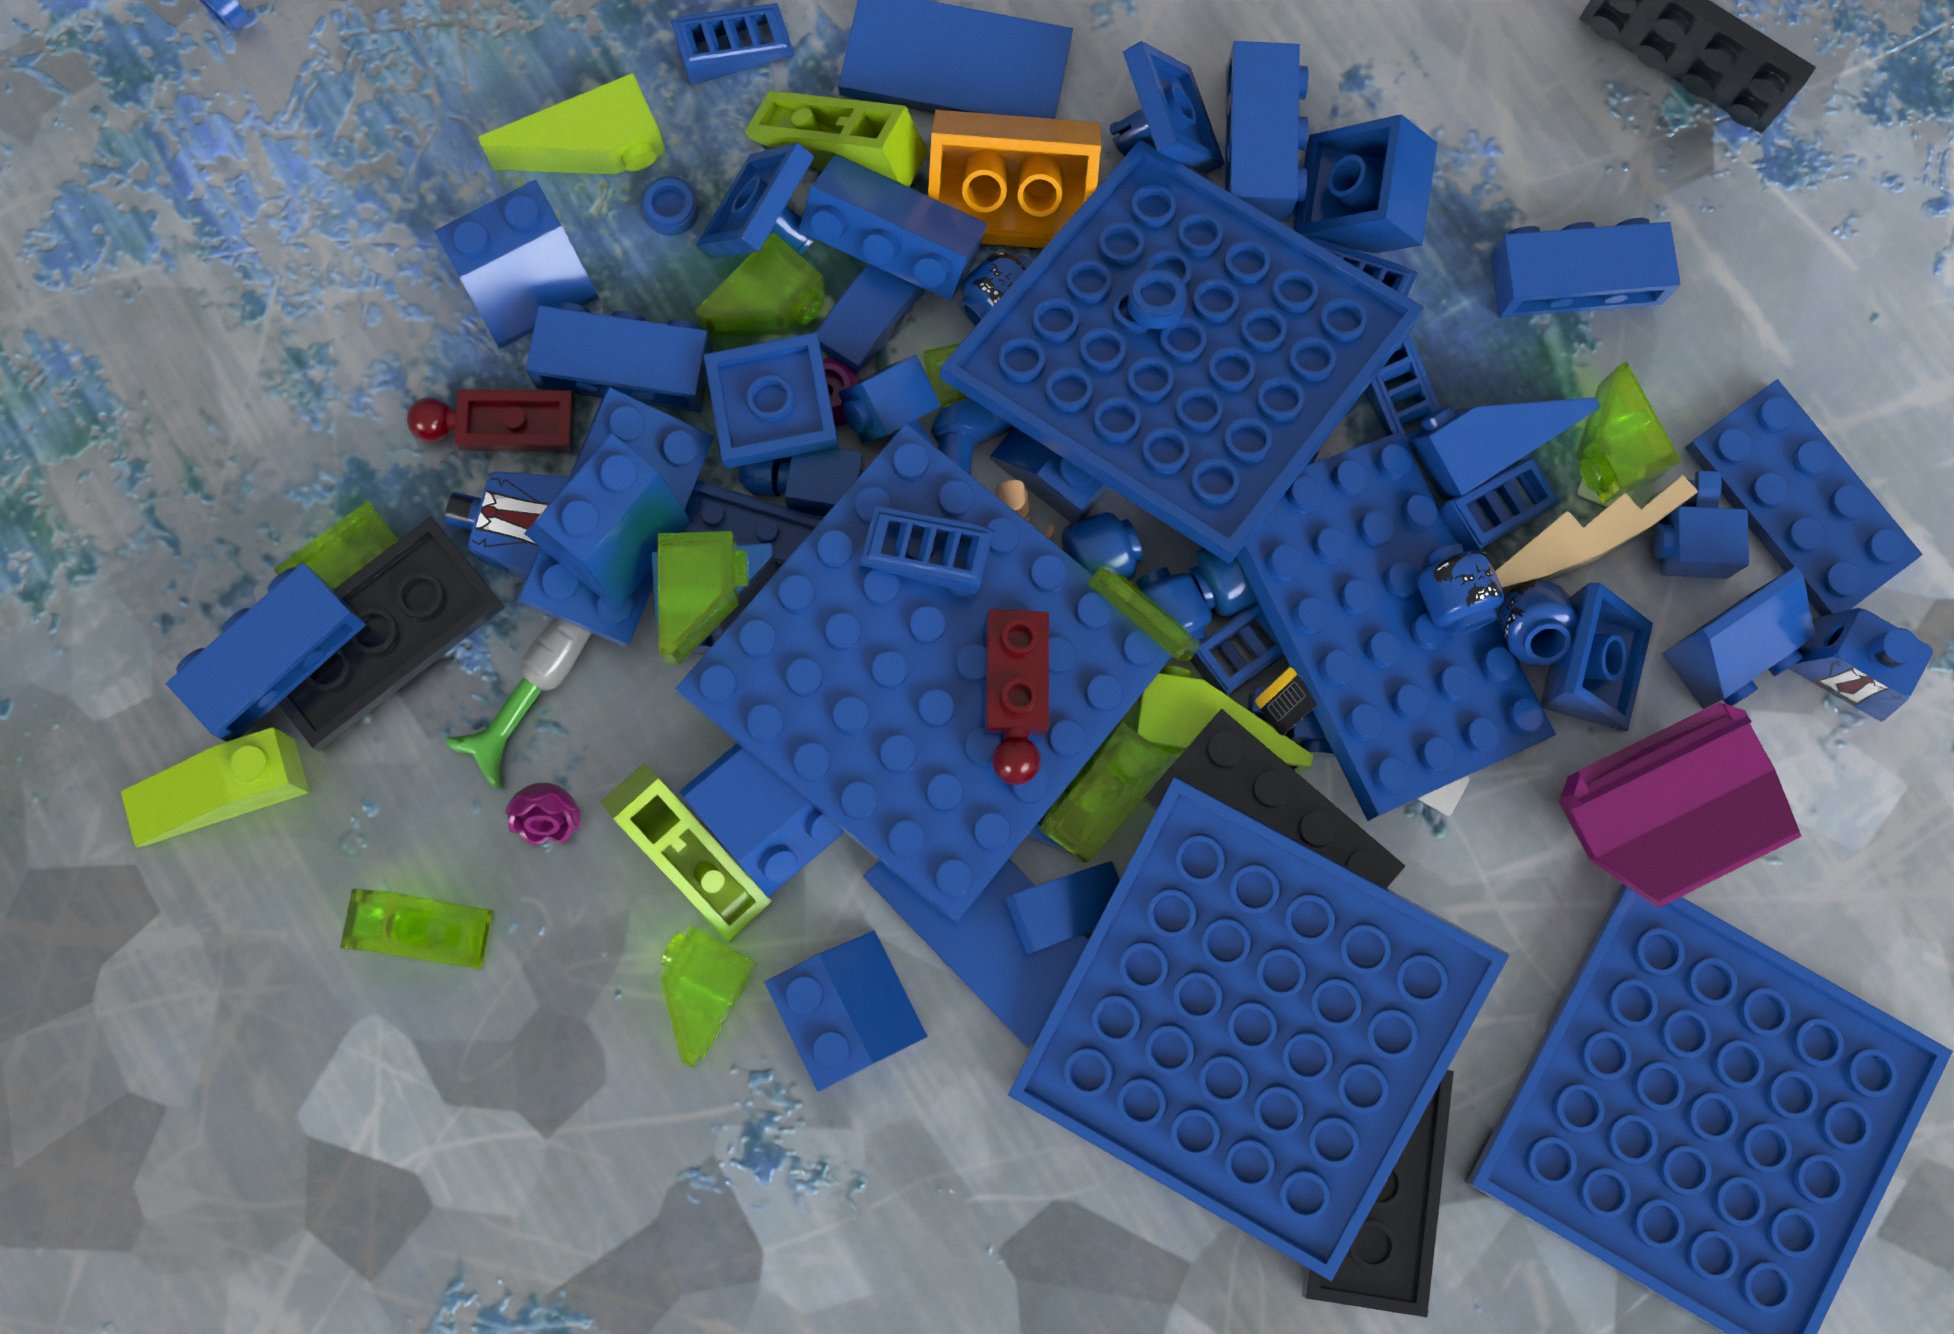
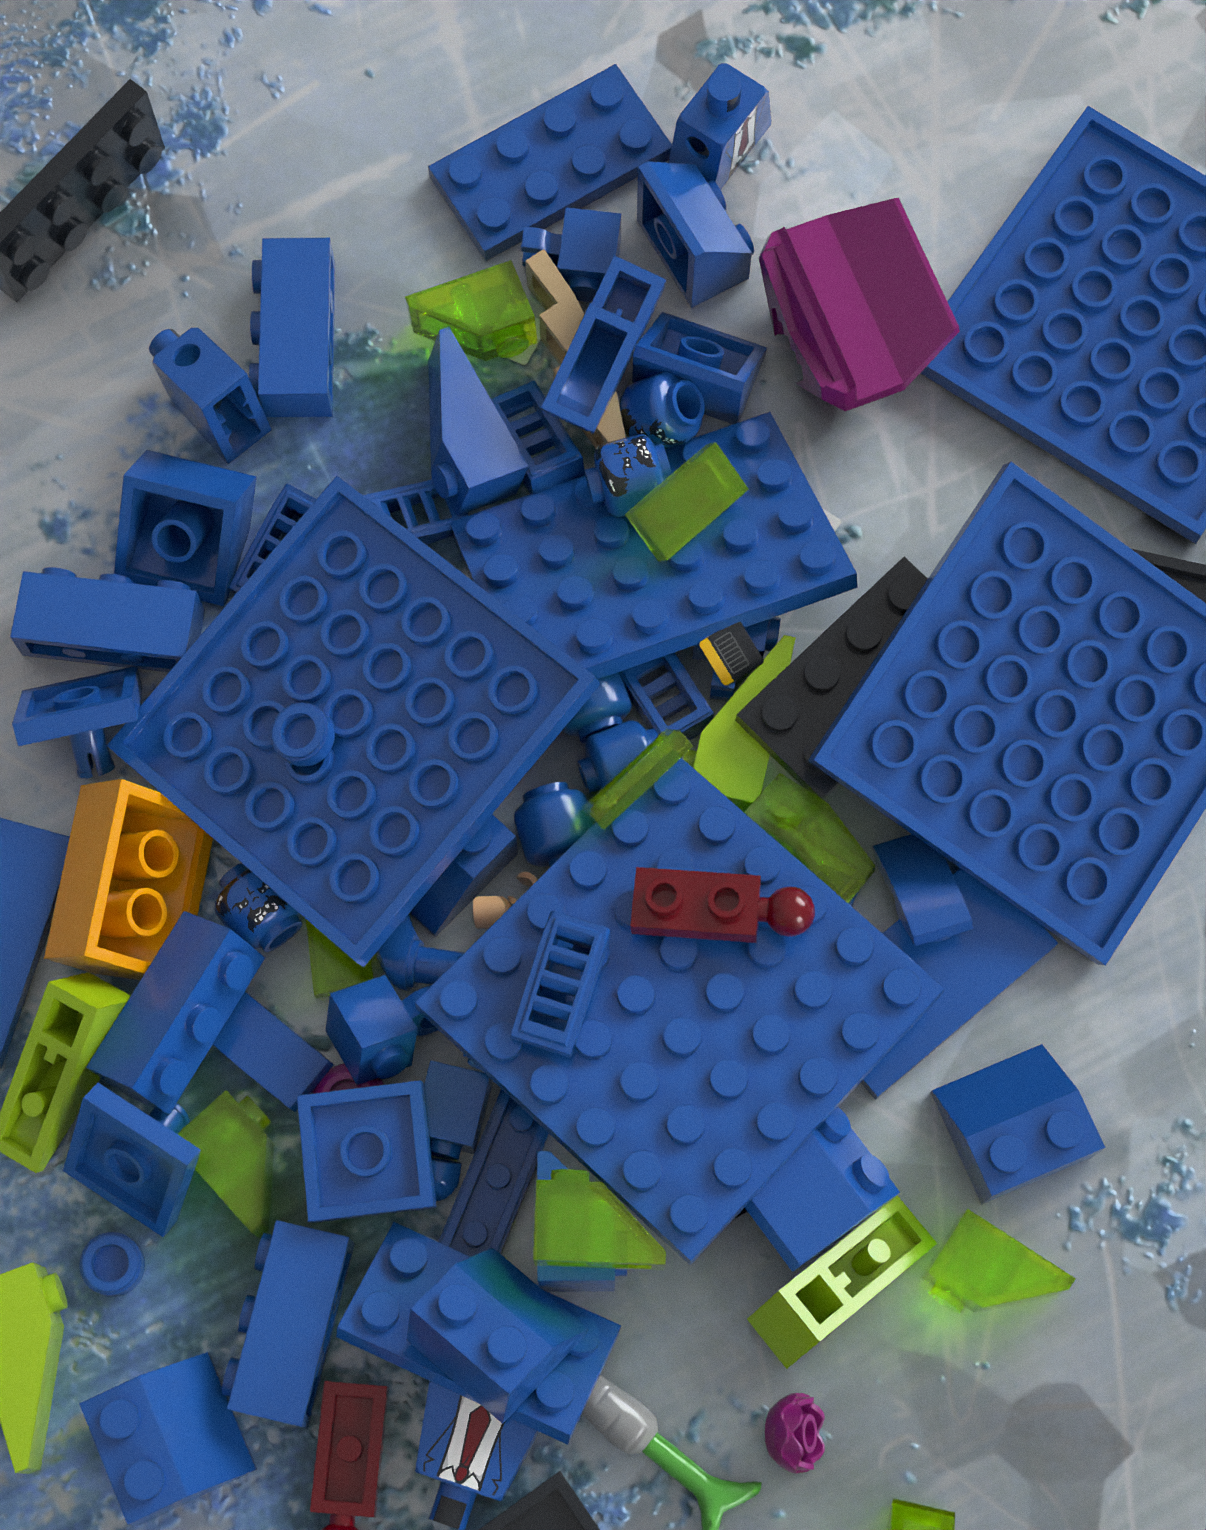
camera: 80 degrees left, 5 degrees down
(1436, 643) = (686, 501): none -> clear neon green tile
(1515, 177) = (199, 376): none -> blue torso
(1597, 552) = (604, 344): none -> blue slope

